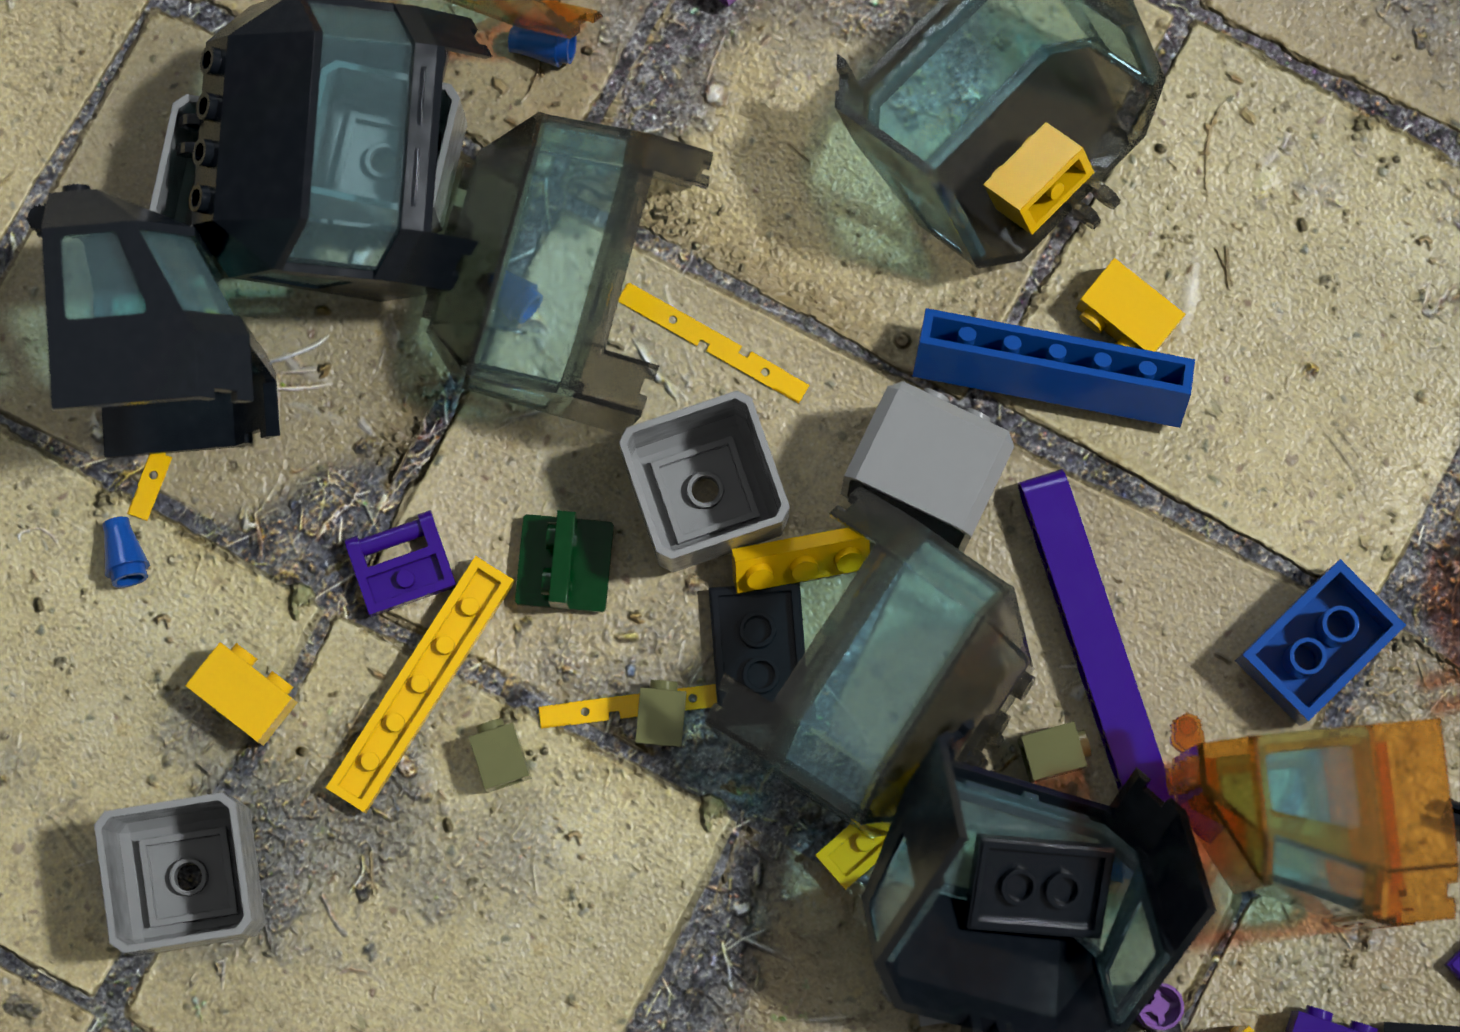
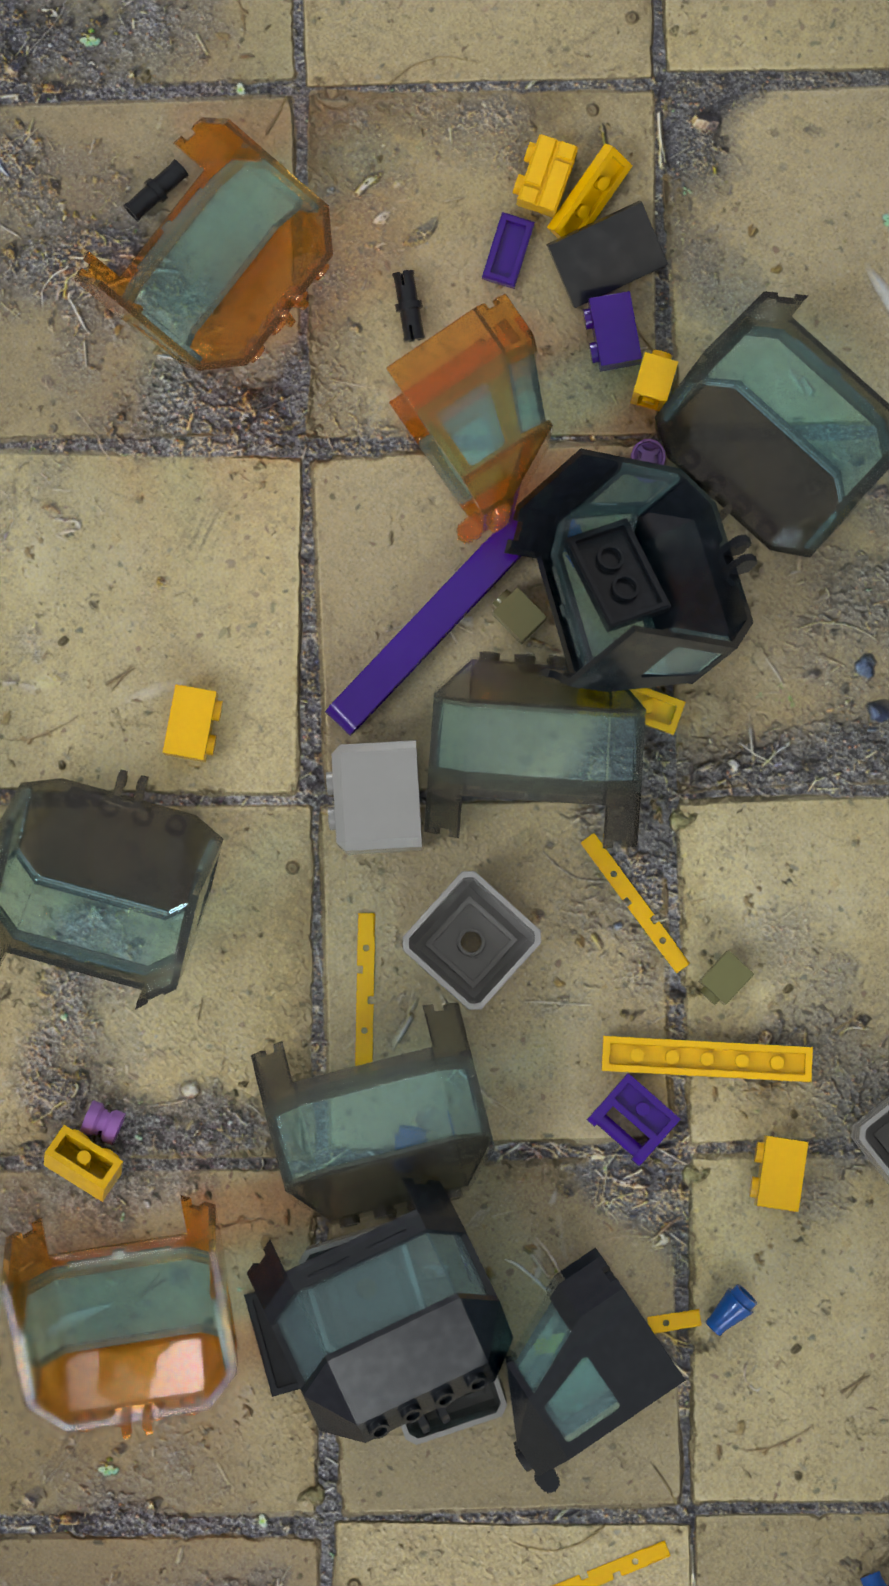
camera: 120 degrees left, 5 degrees up
(542, 46) = (227, 1226): blue cone -> none
(564, 562) = (572, 1009): dark green bracket -> none
(661, 714) = (638, 886): olive brick -> none
(756, 636) = (557, 848): black tile -> none
(798, 559) = (488, 856): yellow plate -> none
(1039, 178) = (135, 833): yellow brick -> none
(1054, 368) = (260, 753): blue brick -> none
(1320, 642) = (349, 478): blue brick -> none

